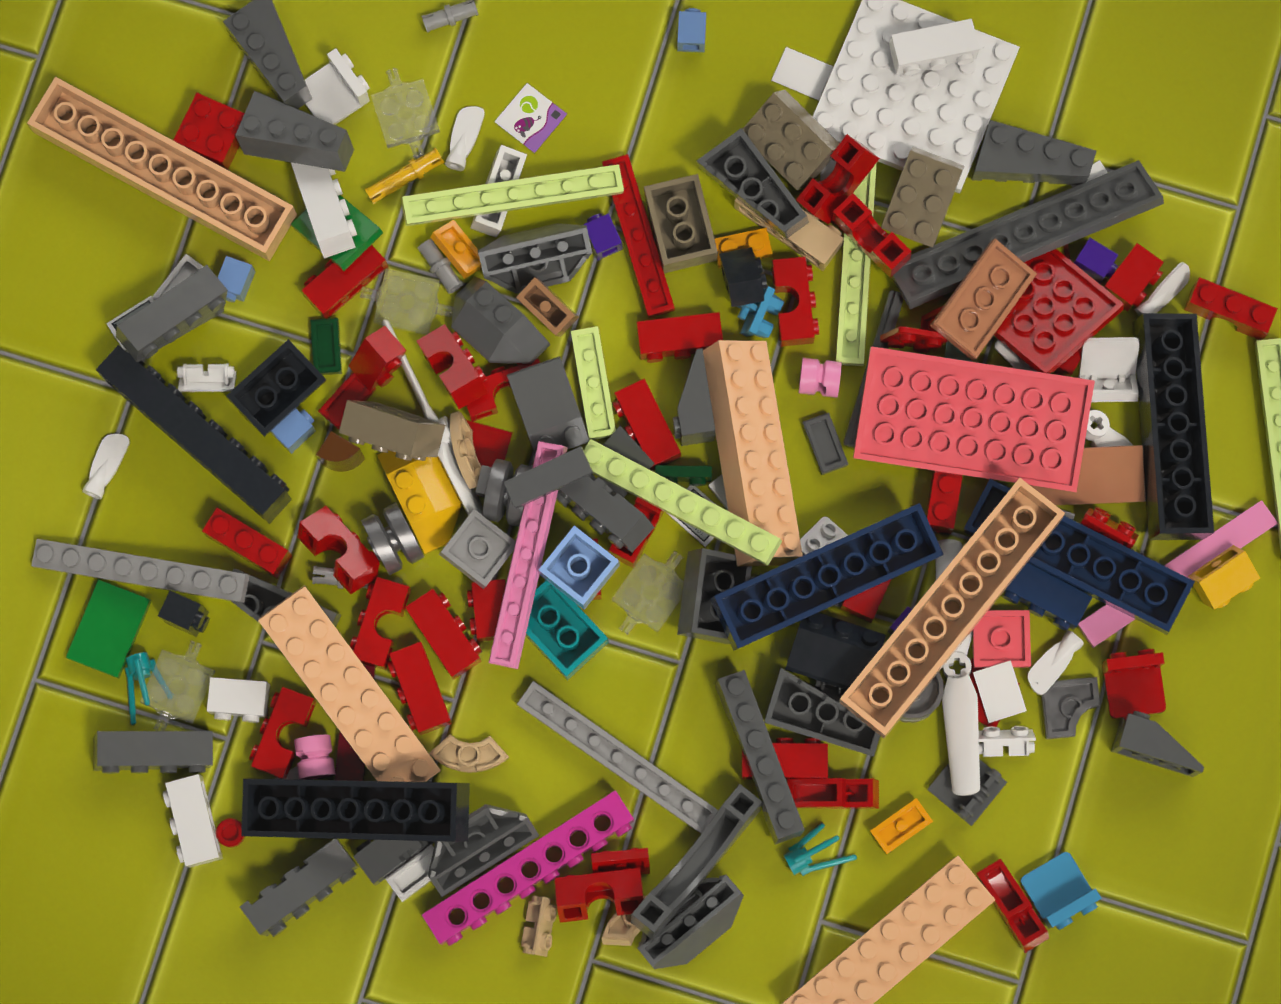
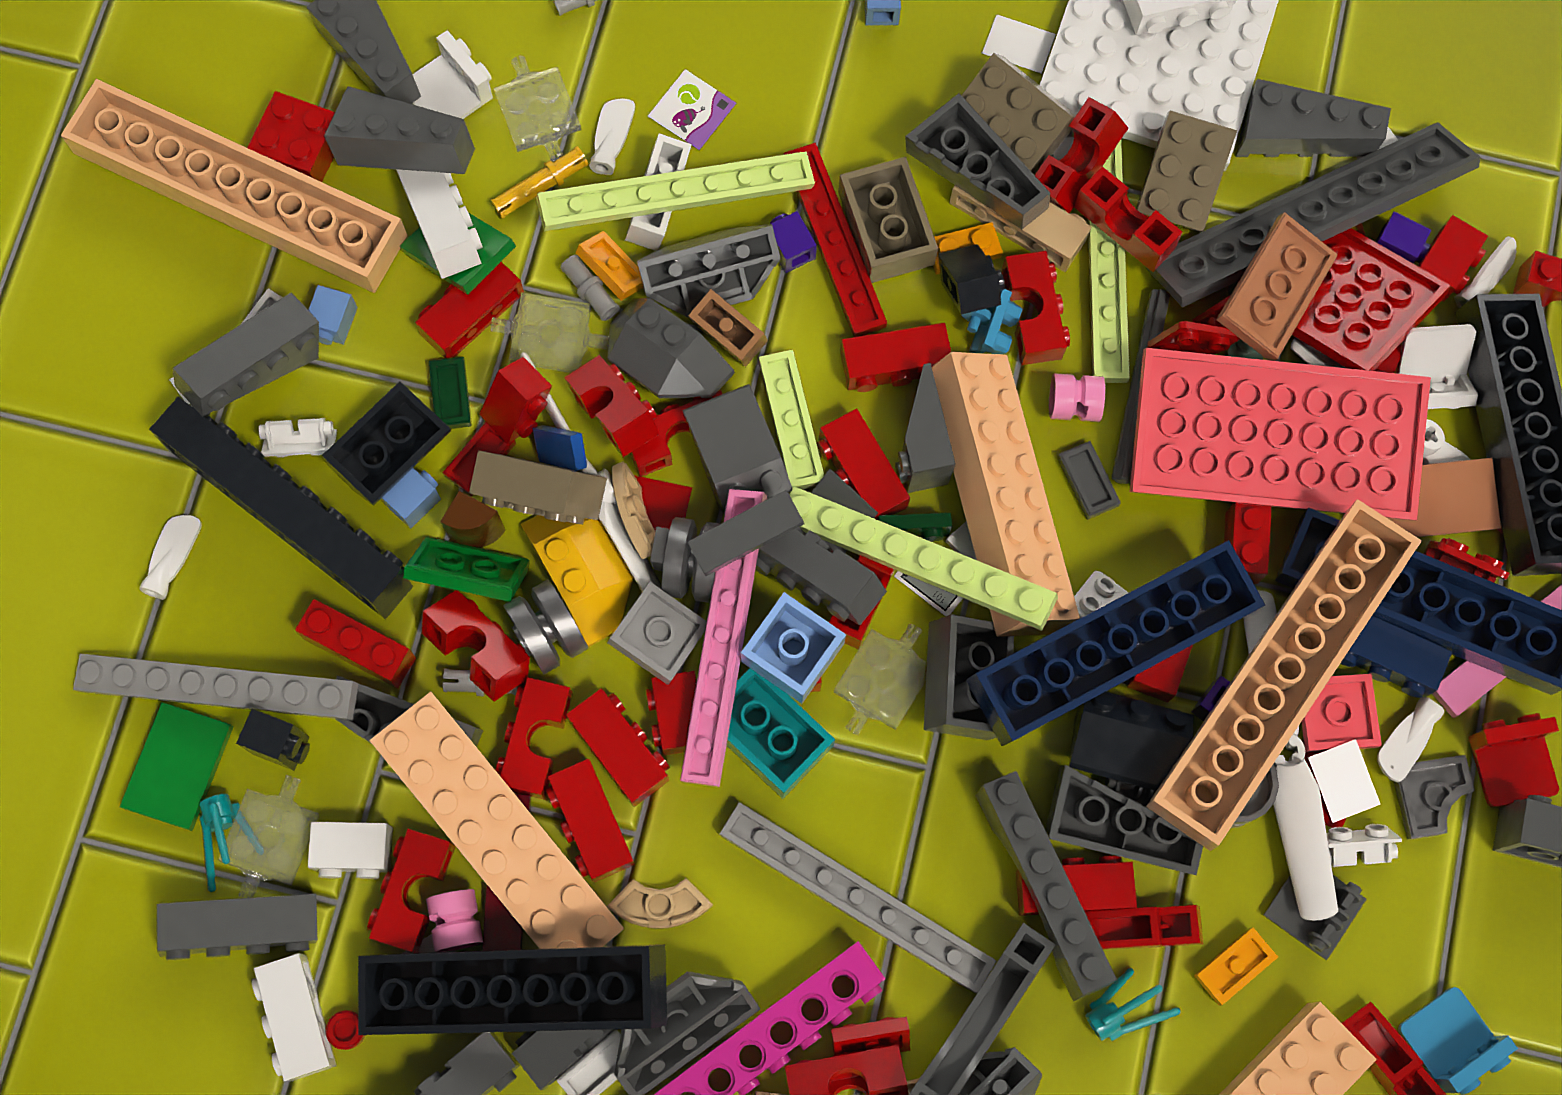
camera: 10 degrees left, 5 degrees down
(334, 489) = (467, 569): none -> green tile
(410, 398) = (560, 447): none -> blue tile

